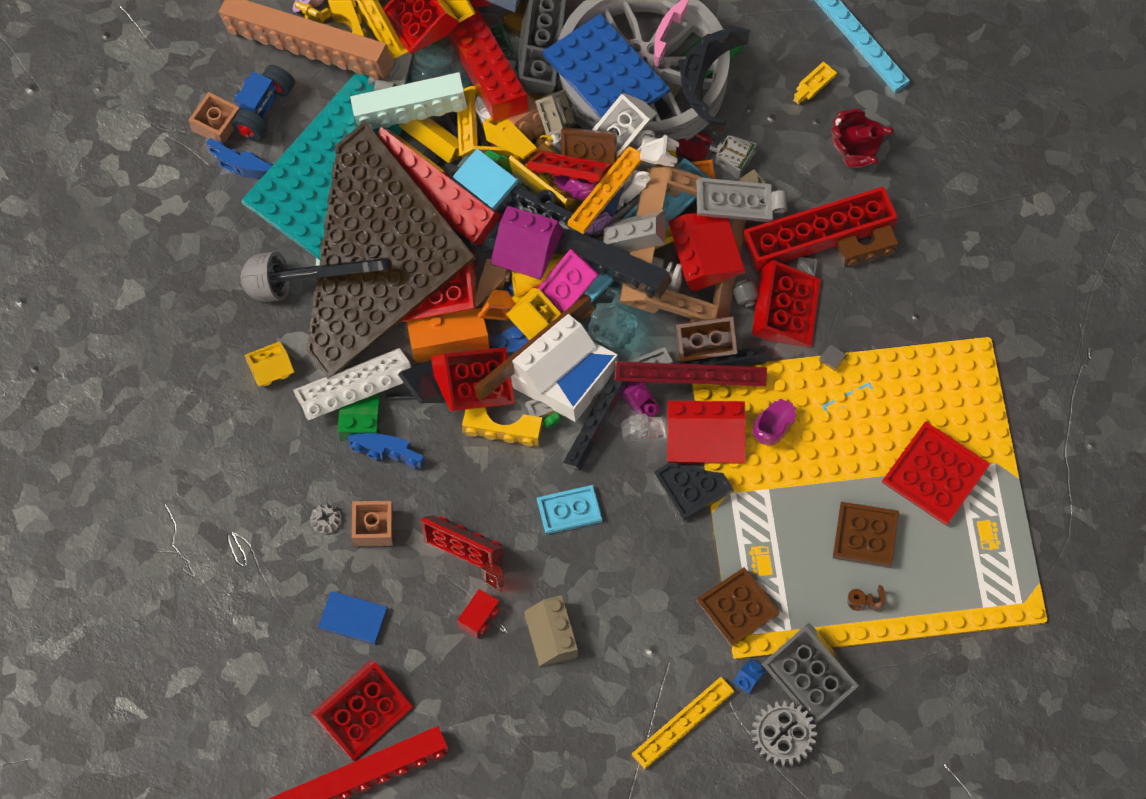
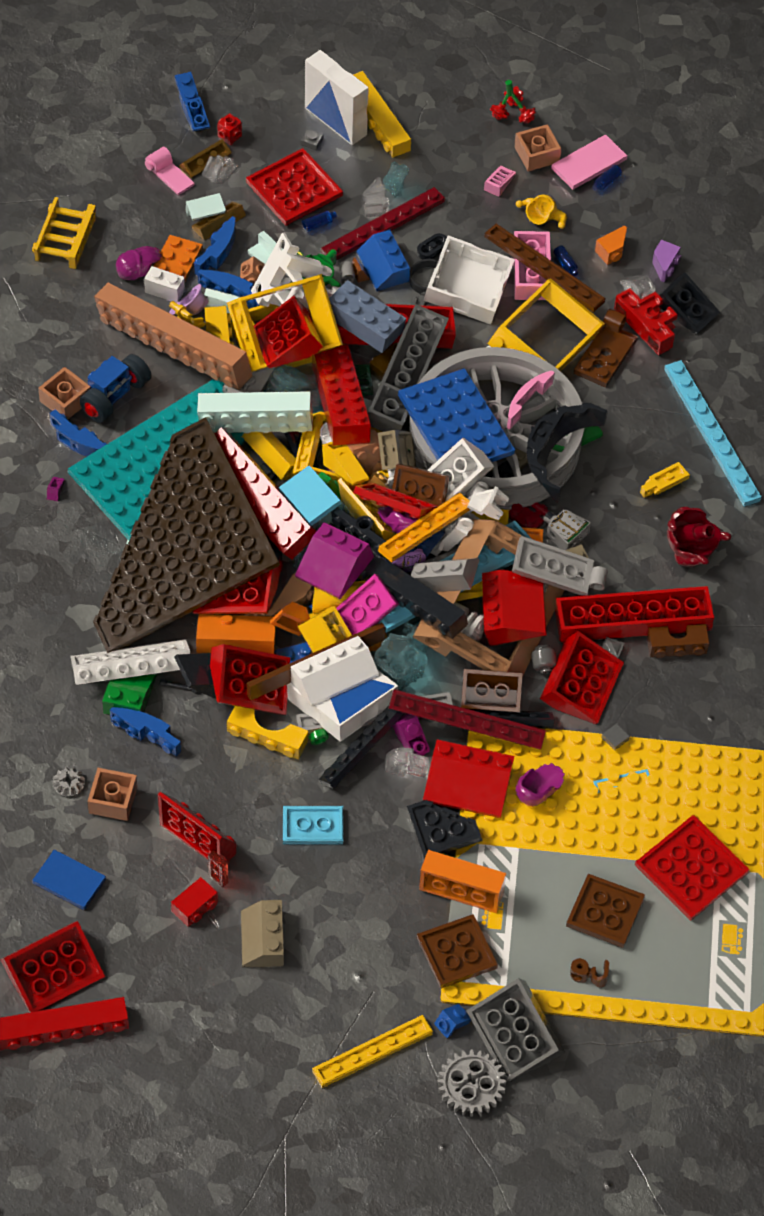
camera: 10 degrees right, 10 degrees down
(230, 218) = (54, 488): none -> magenta piece
(269, 278) = (75, 546): piece -> none
(269, 364) = (54, 627): yellow slope -> none
(727, 537) = (462, 881): none -> orange brick

